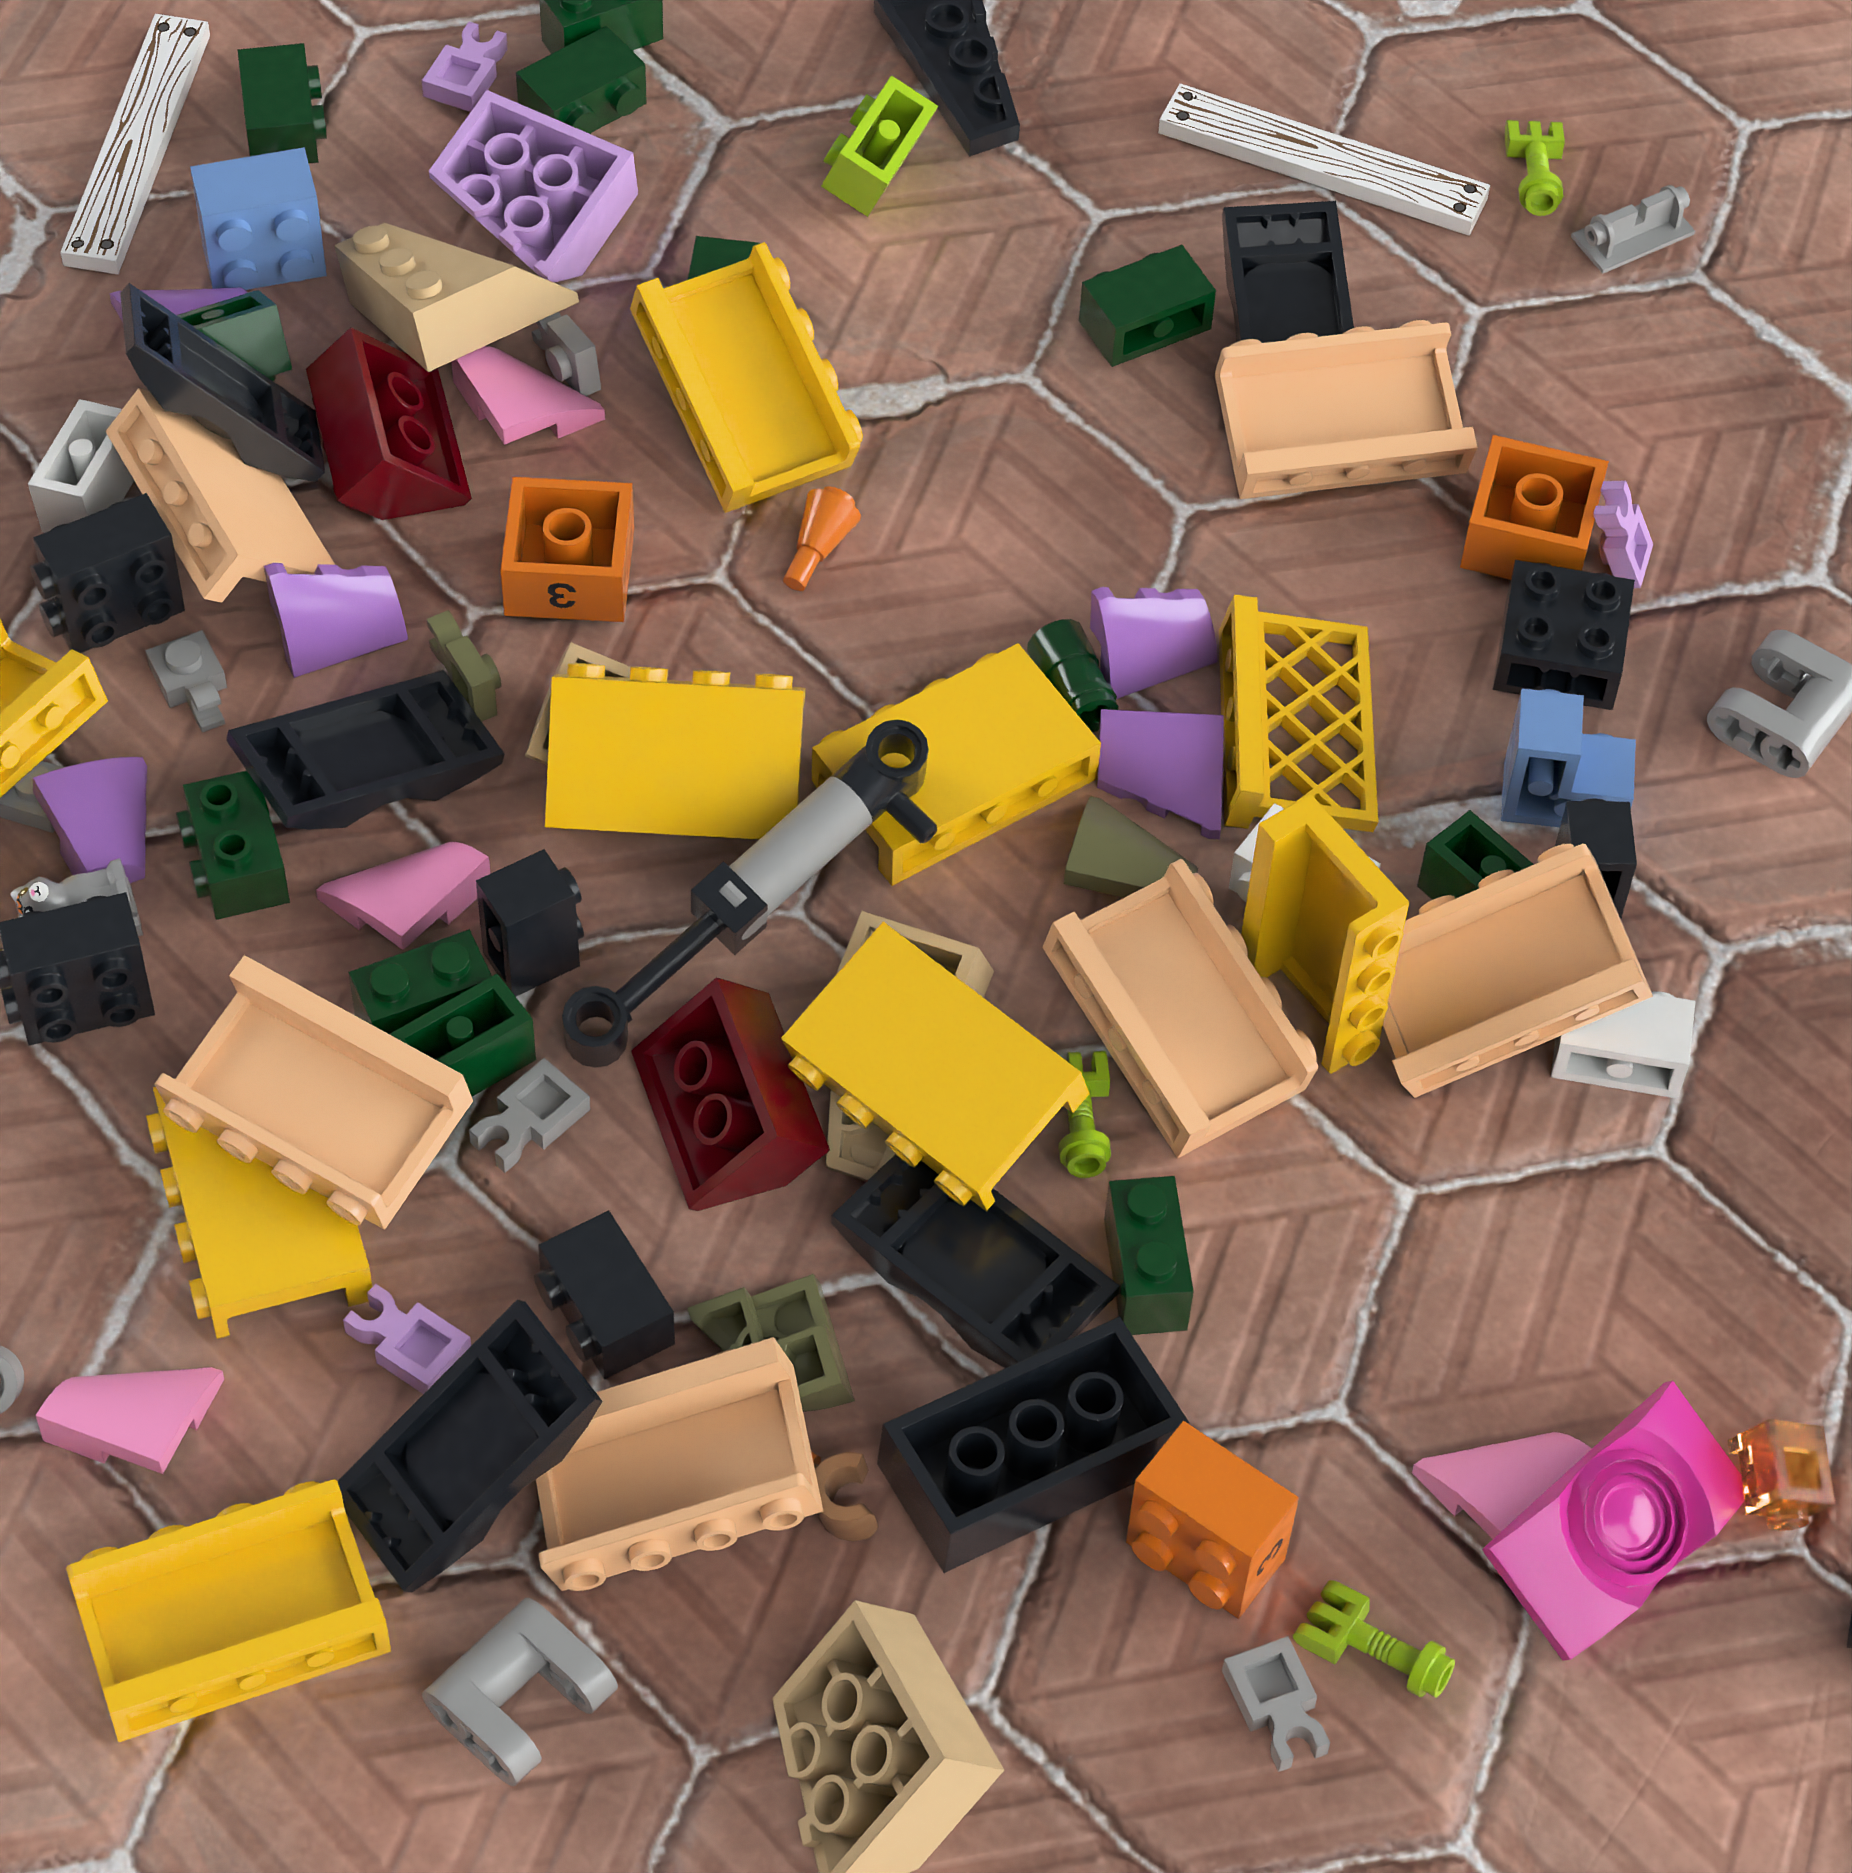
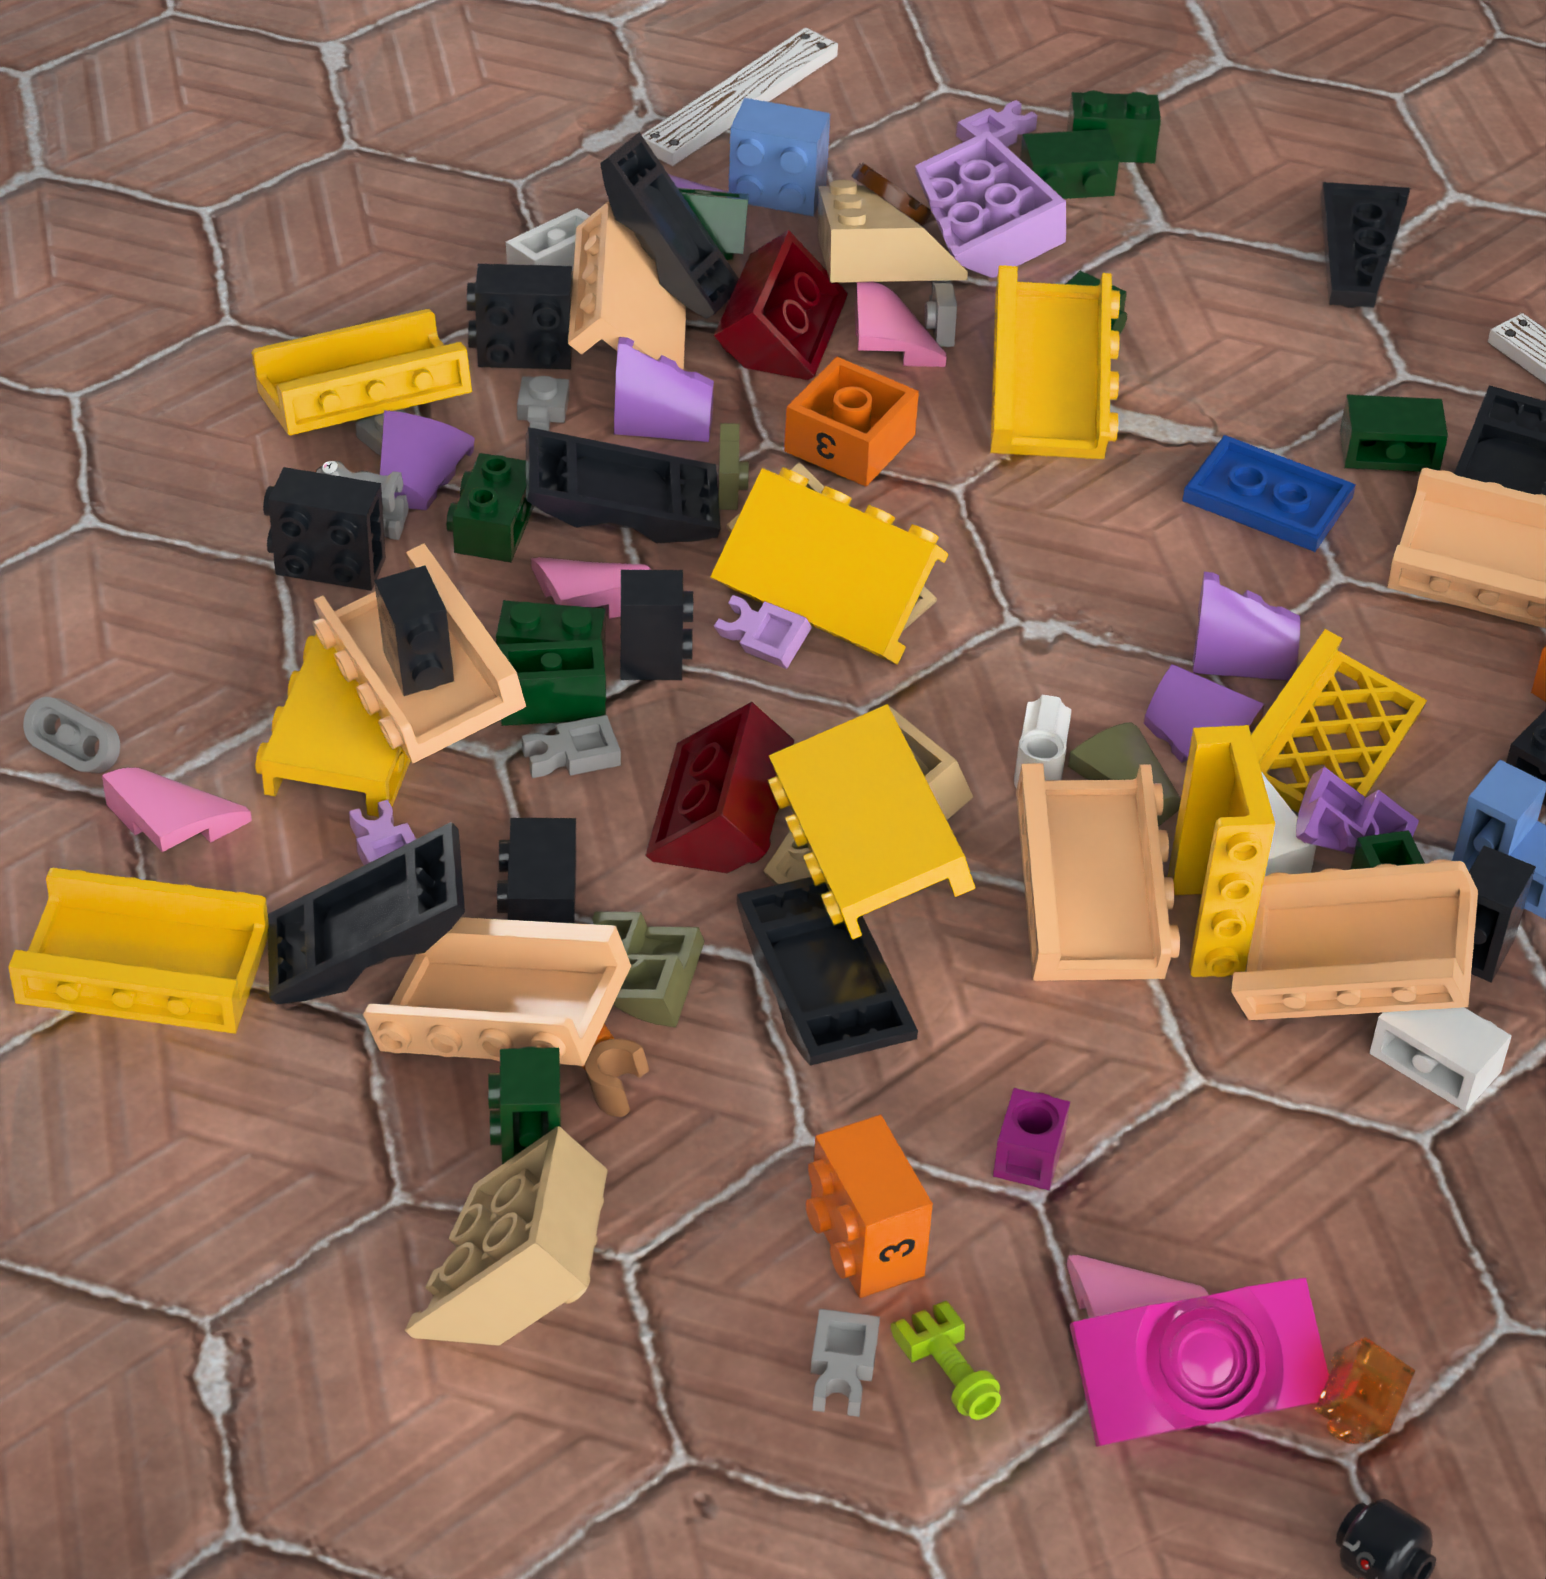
camera: 30 degrees right, 10 degrees down
(278, 100) = (854, 98): dark green brick -> none
(316, 1077) = (414, 630): none -> black brick
(417, 217) = (892, 193): none -> reddish brown tile
(496, 1667) = (294, 1070): light grey connector -> none
(648, 866) = (767, 634): none -> lavender plate
(739, 897) = (812, 668): black piece -> none
(795, 1588) = (527, 1098): none -> dark green brick
(825, 522) = (1055, 479): orange cone -> none
(878, 146) = (1257, 266): lime brick -> none
(995, 754) = (1015, 650): yellow panel -> none
(1024, 871) = (1044, 737): none -> white piece
(1028, 1443) = (766, 1094): black brick -> none
(1053, 434) = (1269, 493): none -> blue tile
(1073, 669) = (1169, 635): dark green piece -> none
(1084, 1148) = (960, 937): lime hinge -> none
(1148, 1255) = (954, 1022): dark green brick -> none
(1304, 1375) = (1031, 1138): none -> magenta brick
(1392, 818) = (1337, 814): none -> medium lavender slope

